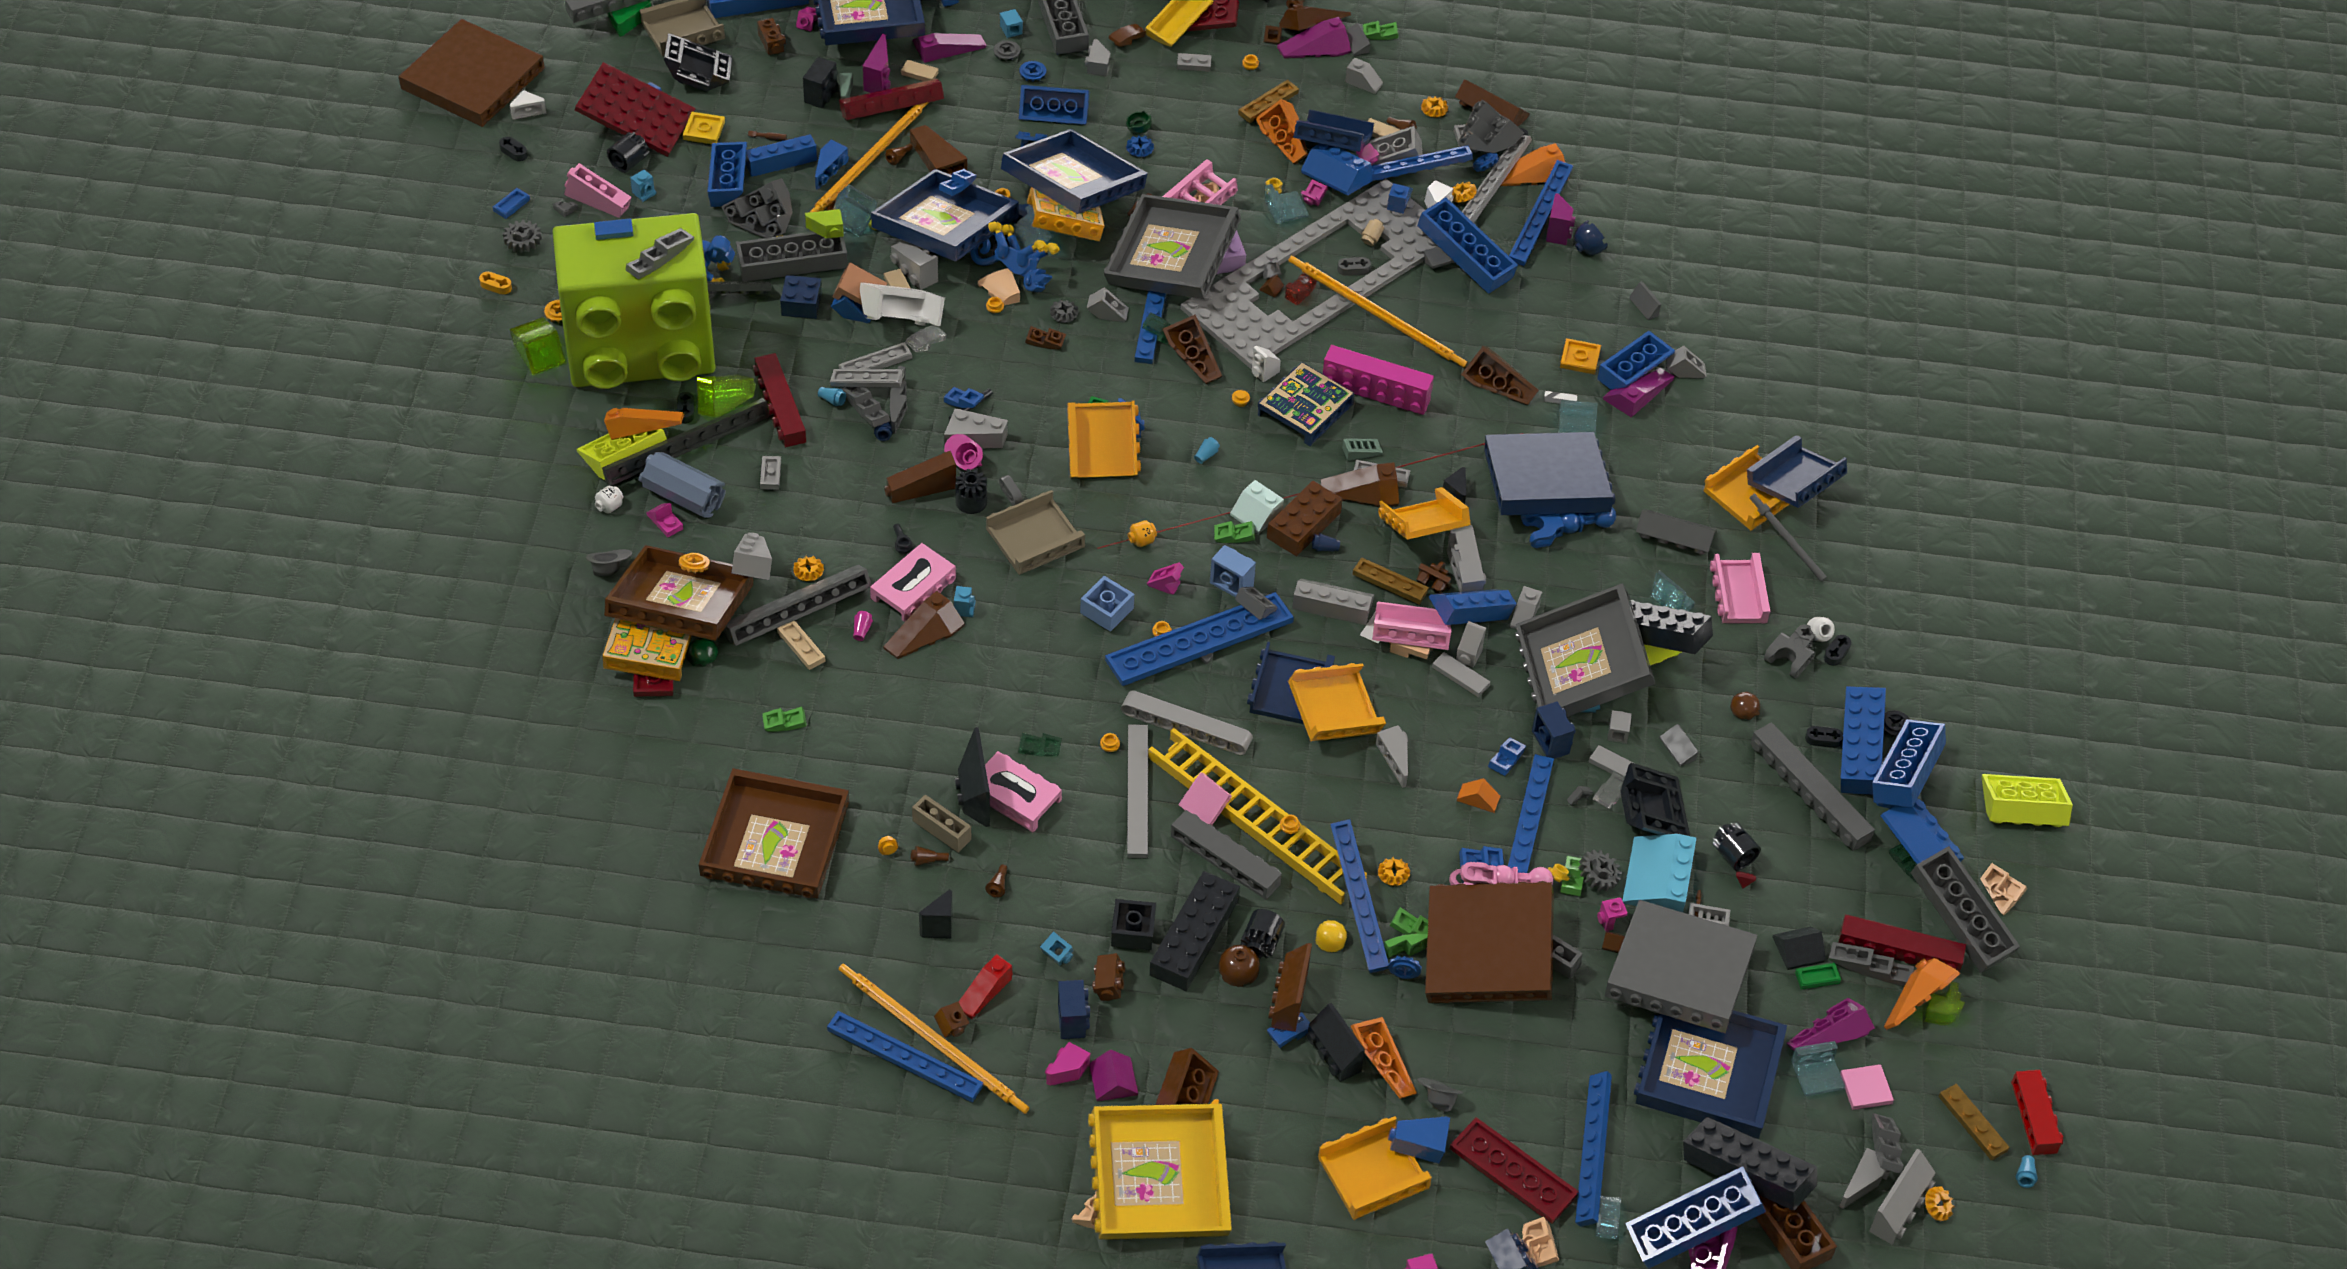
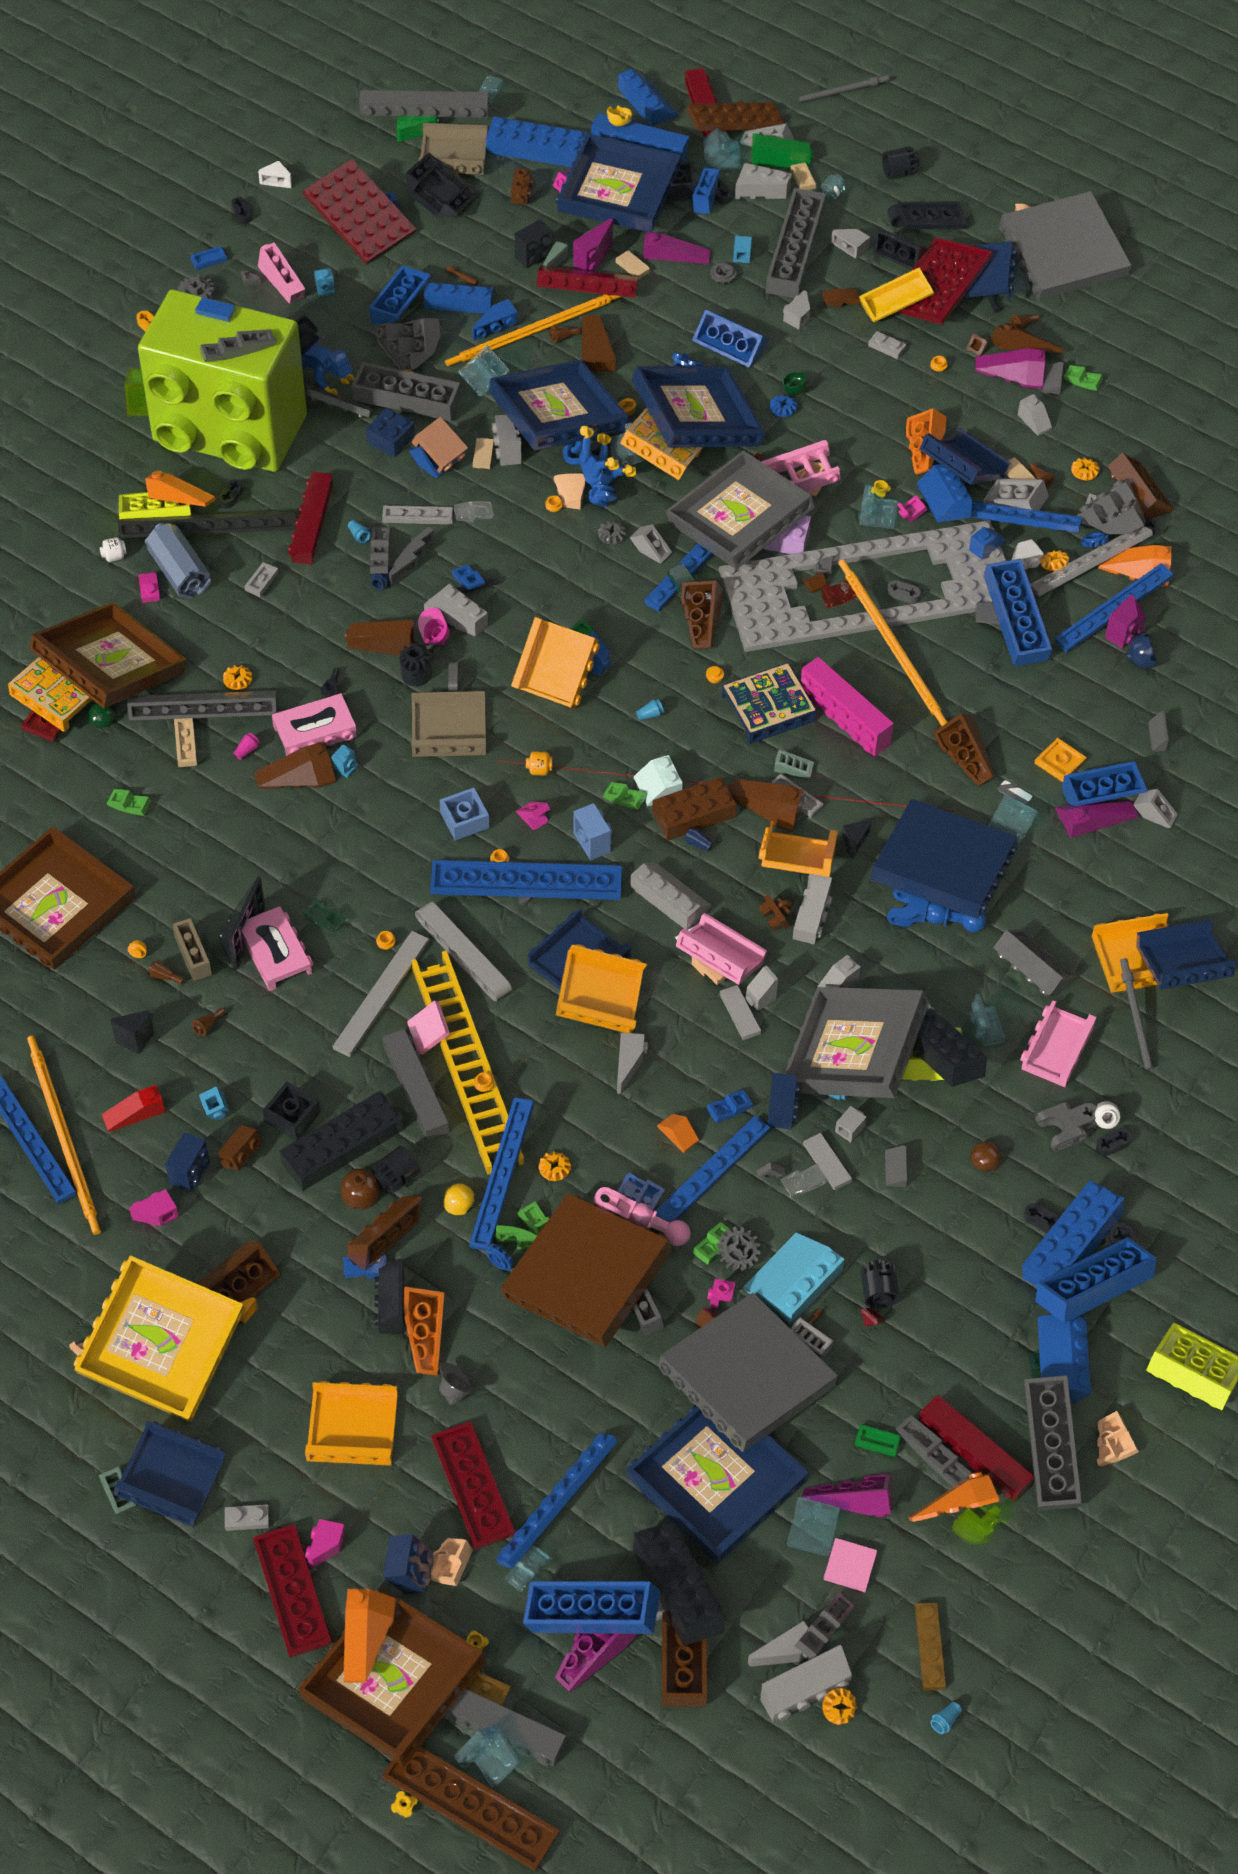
camera: 30 degrees right, 5 degrees up
(471, 72) = (250, 129): reddish brown panel -> none
(607, 562) = (74, 604): dark grey piece -> none
(627, 152) = (330, 247): black gear -> none
(700, 562) = (131, 632): light orange gear -> none
(703, 128) = (411, 249): yellow plate -> none
(723, 393) = (264, 492): clear neon green slope -> none
(752, 557) = (187, 647): light grey wedge -> none
(825, 223) = (446, 373): lime slope -> none
(867, 378) = (395, 526): light grey tile -> none
(901, 303) = (463, 468): white windscreen -> none
(951, 1020) = (84, 1125): reddish brown brick -> none
(959, 181) = (591, 378): blue slope -> none
(1031, 66) = (733, 295): blue gear -> none
(1050, 340) = (576, 551): reddish brown slope -> none
(1113, 1076) = (189, 1237): magenta slope -> none
(1253, 109) = (942, 404): pearl gold plate -> none
(1255, 602) = (595, 867): dark grey slope -> none
(1265, 363) = (755, 650): white slope -> none
(1369, 154) = (984, 492): dark pink bracket -> none
(1372, 232) = (940, 566): tan brick -> none
(1390, 581) = (734, 898): pearl gold plate -> none
(1420, 1138) = (408, 1416): blue slope -> none
(1473, 606) = (788, 953): blue slope -> none
(1559, 872) = (699, 1234): yellow plate -> none
(1653, 801) = (834, 1210): black slope -> none
(1800, 947) = (878, 1406): black slope -> none
(1812, 786) = (994, 1261): dark grey brick -> none
(2037, 1112) = (994, 1666): red brick -> none

